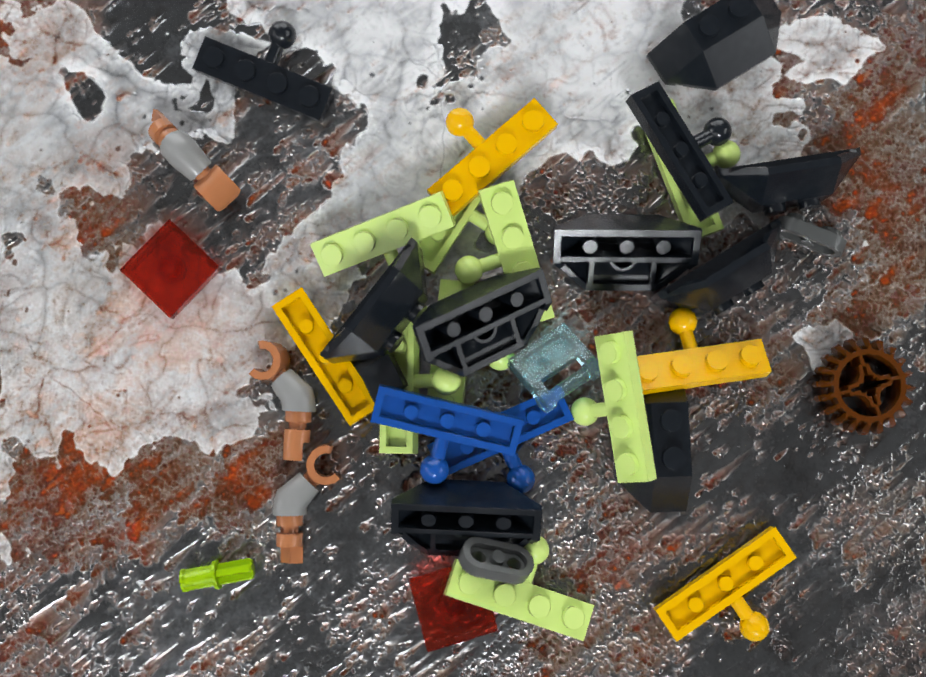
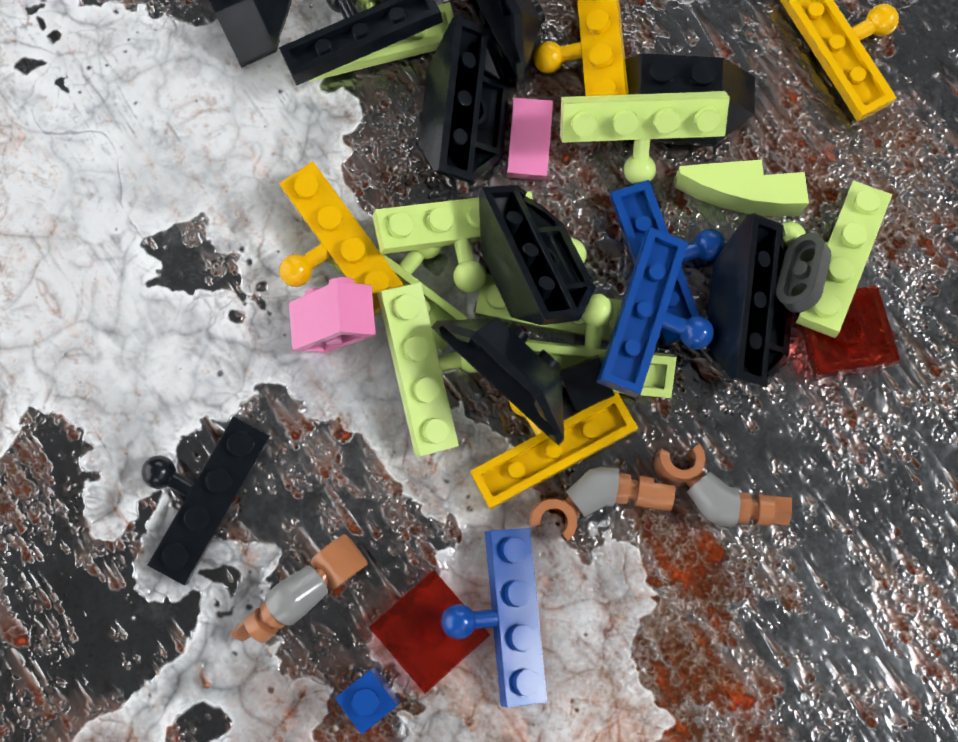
camera: 80 degrees left, 5 degrees down
(109, 224) = (368, 700): none -> blue brick
(185, 334) = (512, 617): none -> plate
(216, 574) = (800, 599): lime axle -> none
(420, 156) = (332, 316): none -> bright pink brick
(549, 357) = (578, 201): clear light blue plate -> none
(575, 505) = (744, 188): none -> yellowish green slope
(605, 312) = (530, 139): none -> bright pink tile

